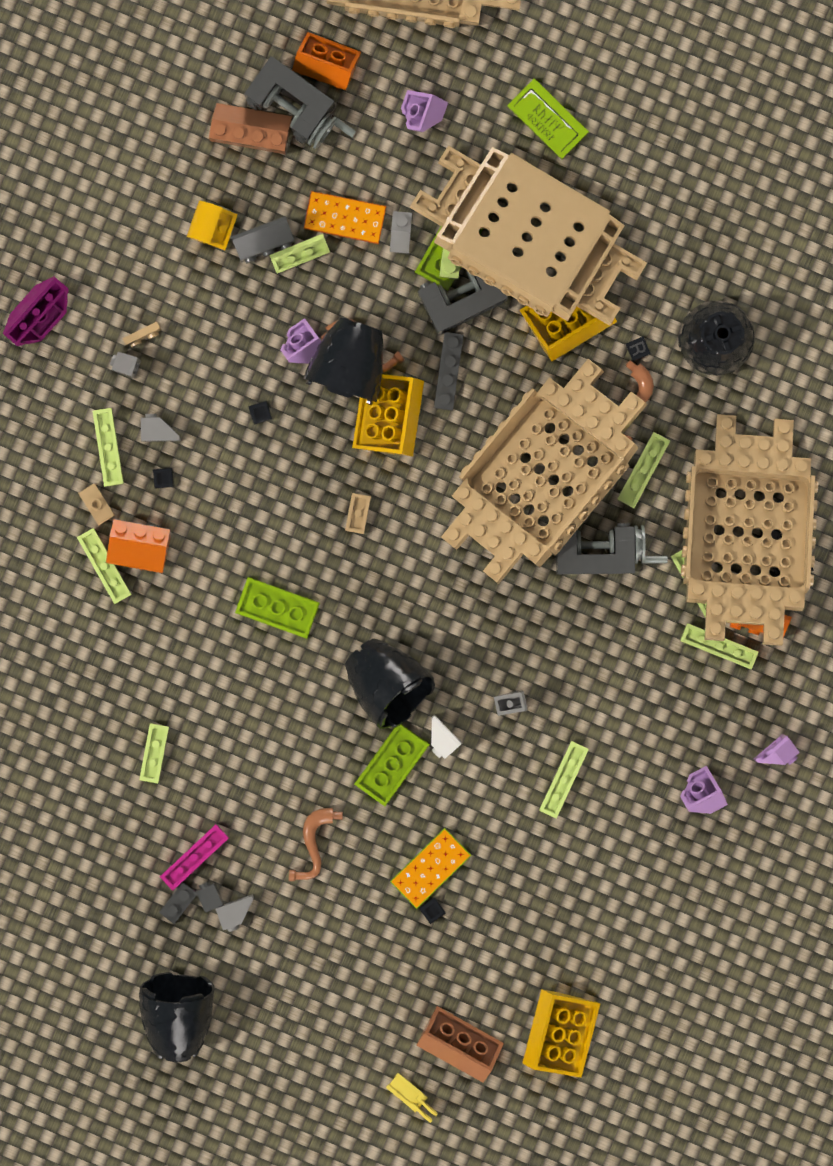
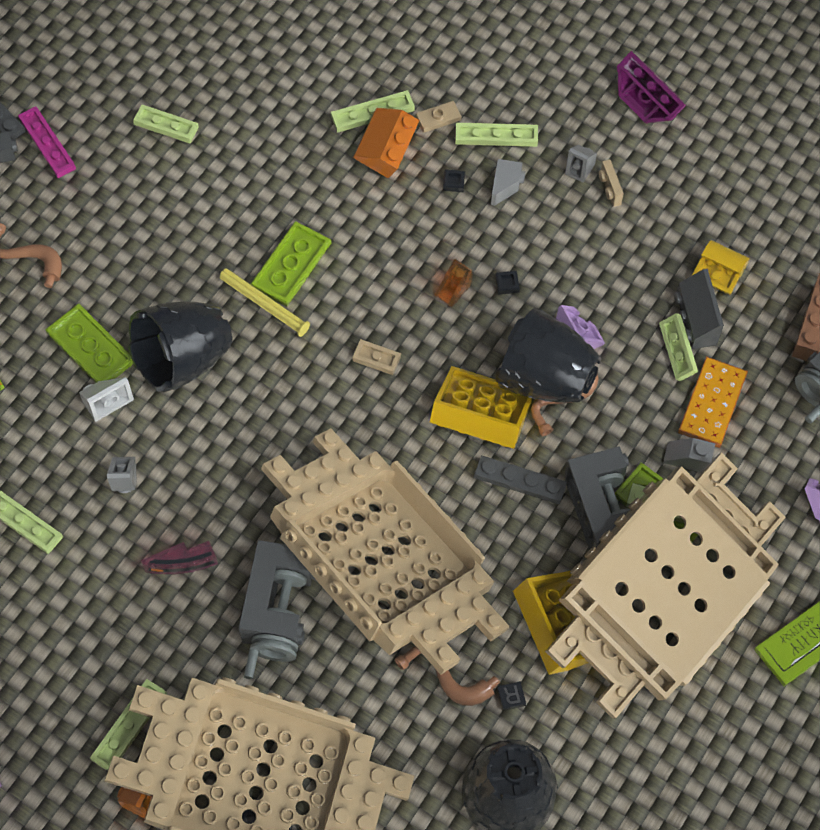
camera: 100 degrees right, 25 degrees down
(275, 459) = (454, 283): none -> clear orange slope
(321, 623) = (265, 302): none -> light yellow axle
(575, 637) = (180, 560): none -> clear pink slope
(643, 470) = (363, 674): yellowish green plate -> none

